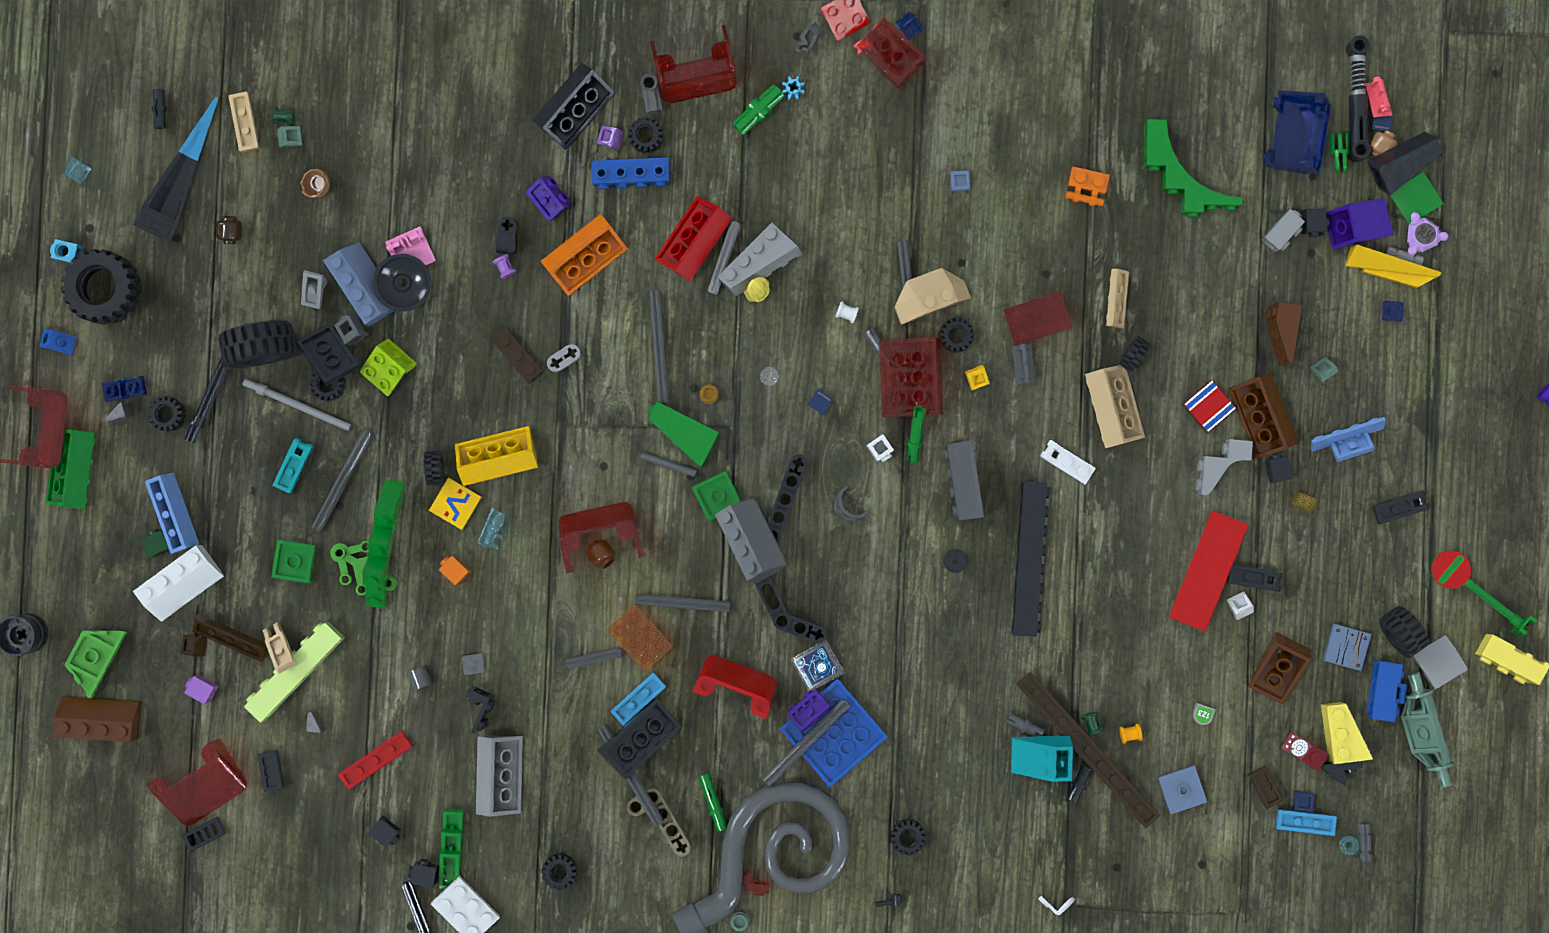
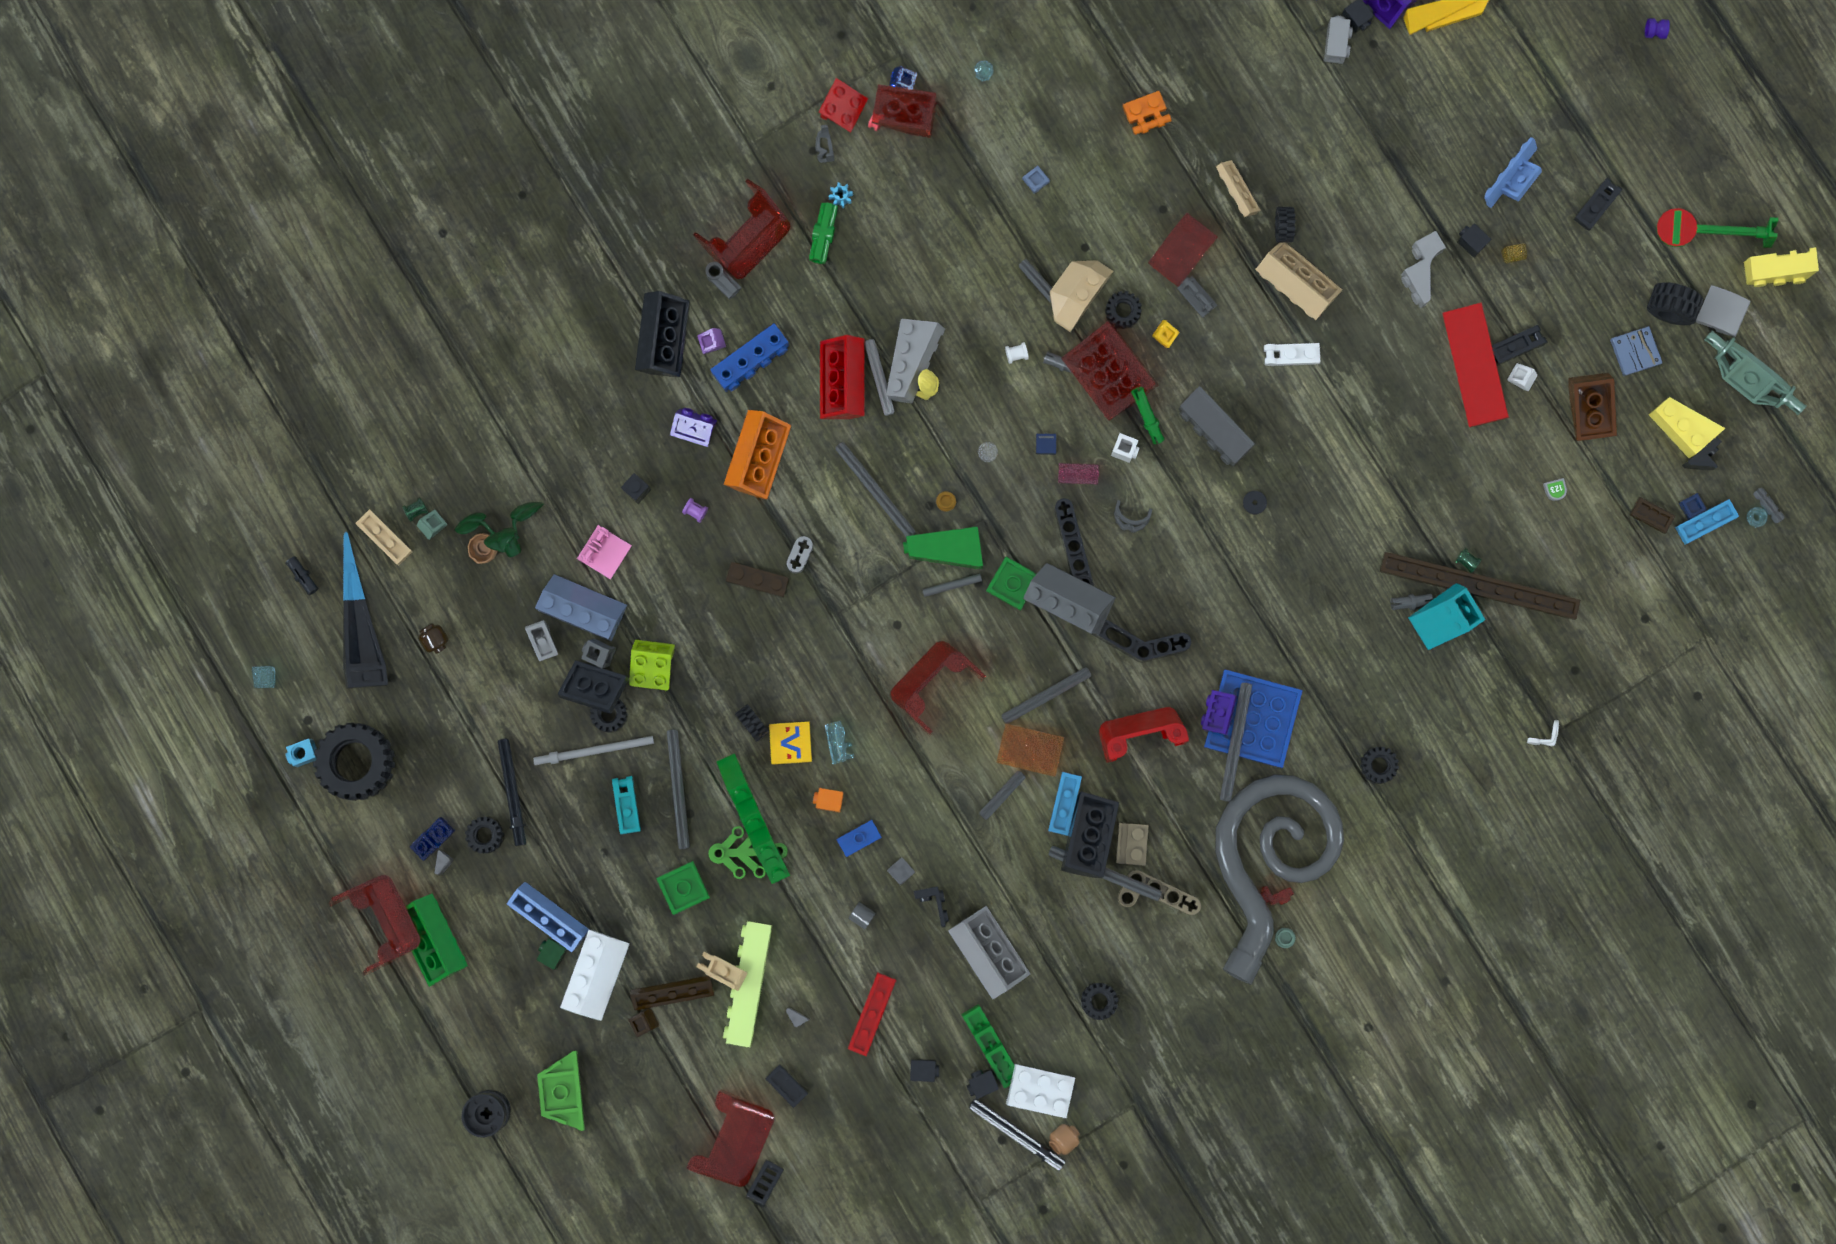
camera: 30 degrees left, 5 degrees down
(58, 341) = (345, 836): blue bracket -> none
(97, 719) = (602, 1144): reddish brown slope -> none
(200, 689) = (676, 1055): medium lavender brick -> none
(257, 344) = (527, 716): black tyre -> none
(336, 189) = (505, 539): none -> dark green plant
(387, 282) = (623, 569): black dish -> none
(458, 615) = (859, 838): none -> blue plate
(468, 217) = (636, 488): none -> black brick
(495, 456) = (798, 677): yellow slope -> none
(507, 240) = (681, 485): black piece -> none
(601, 554) = (947, 700): reddish brown head -> none
(645, 123) = (738, 306): black tyre -> none
(670, 766) = (1132, 844): none -> dark tan plate
(716, 810) = (1190, 849): green pin -> none
(817, 665) = (1199, 670): slope -> none
(829, 443) = (1078, 473): none -> clear pink hinge
(896, 900) = (1407, 827): black hand -> none
(978, 62) = (983, 70): none -> clear light blue tile
(1029, 558) = (1316, 456): black brick -> none
(1078, 785) = (1493, 621): black pin -> none
(1130, 733) = (1506, 547): light orange bush -> none
(1182, 789) = (1583, 565): sand blue plate -> none
(1194, 196) = (1217, 57): green arch -> none
(1209, 406) = (1378, 227): tile -> none
(1263, 415) = (1429, 204): reddish brown slope -> none
(1283, 329) = (1396, 121): reddish brown slope -> none
(1304, 751) = (1663, 462): dark red slope -> none
(1324, 369) = (1452, 132): sand green plate -> none
(1383, 691) = (1694, 369): blue piece -> none
(1392, 311) = (1475, 46): clear blue plate -> none

